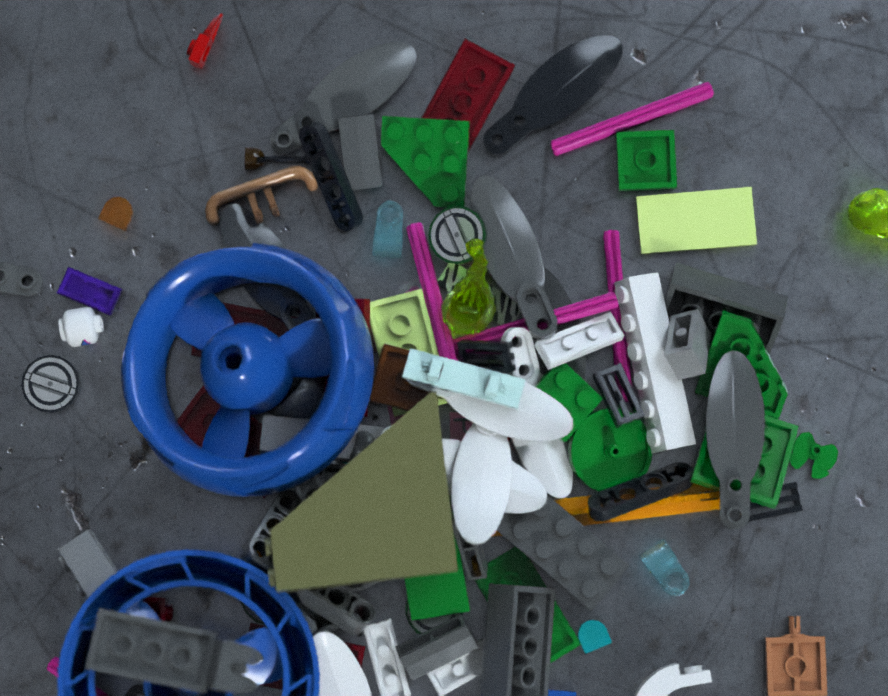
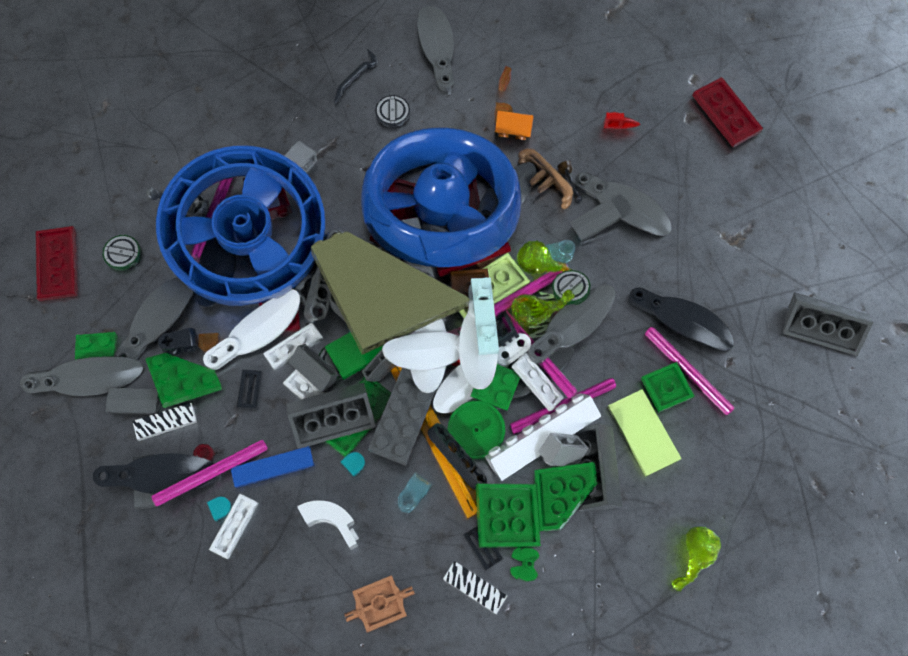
camera: 65 degrees right, 15 degrees down
(62, 187) = (505, 78): none -> clear orange tile
(80, 326) = (430, 112): white head -> none
(89, 291) = (452, 111): dark purple plate -> none
(152, 208) = (513, 124): none -> orange brick
(169, 654) = (251, 203): dark grey hinge -> none
(335, 175) = (573, 209): black beam -> none
(390, 264) = (536, 258): none -> clear neon green hair
(431, 155) = (613, 260): green plate -> none
(470, 87) = (651, 270): dark red tile -> none
(608, 399) = (501, 430): black tile -> none
(735, 433) = (517, 498): dark grey plant -> none
(819, 533) = (475, 587): none -> tile

